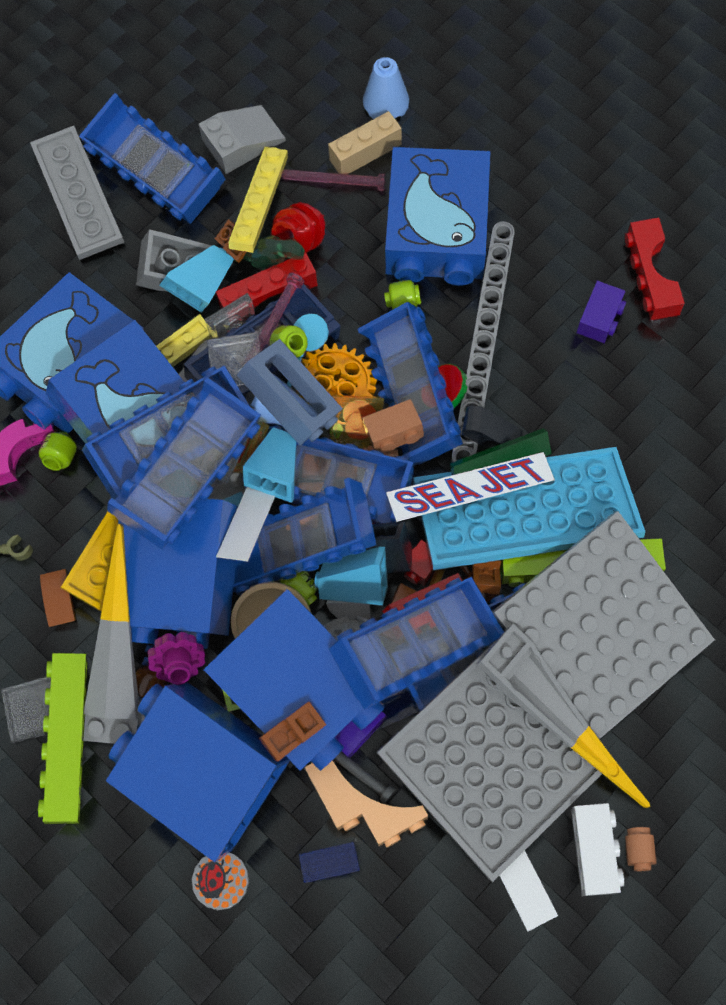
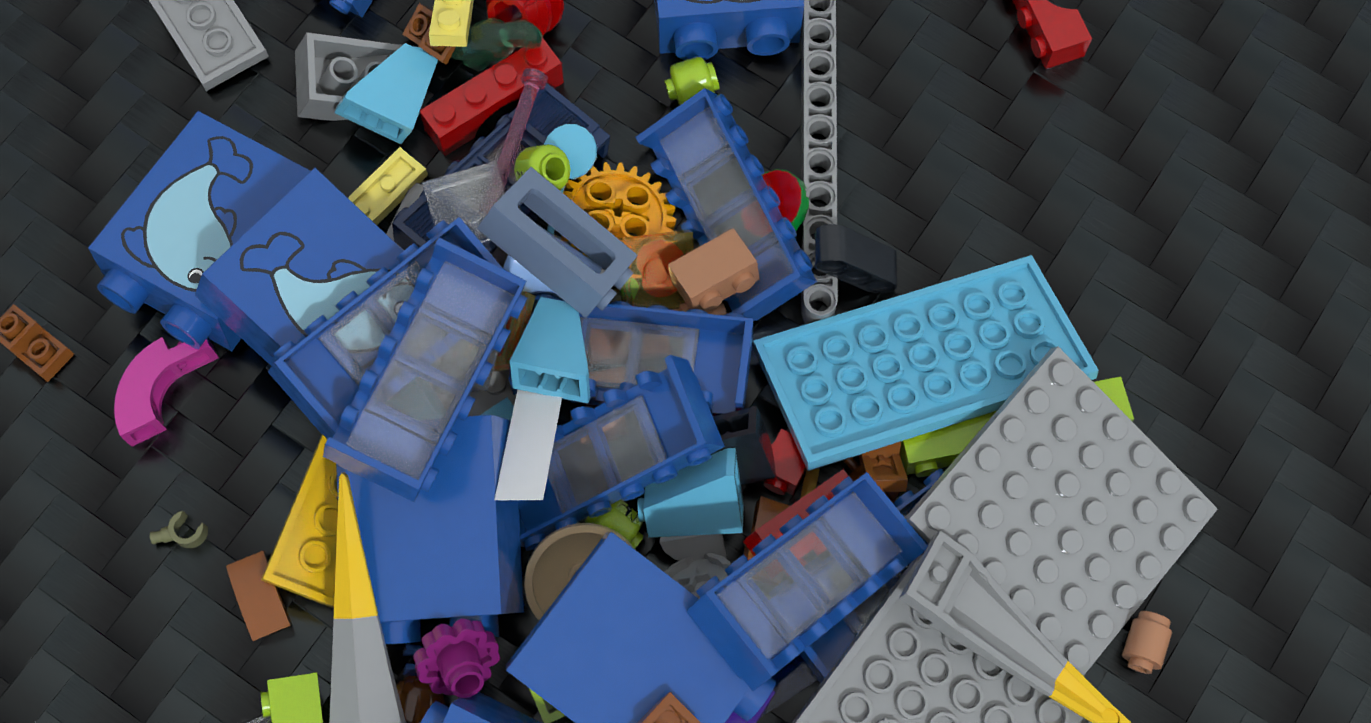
camera: 15 degrees left, 0 degrees up
(57, 450) = (221, 377): lime head -> none
(230, 317) = (447, 145): clear tile -> none
(469, 486) = (838, 342): sticker -> none
(517, 448) = (874, 295): dark green tile -> none
(601, 311) = (977, 66): dark purple brick -> none
(648, 723) = (1147, 642): none -> nougat brick

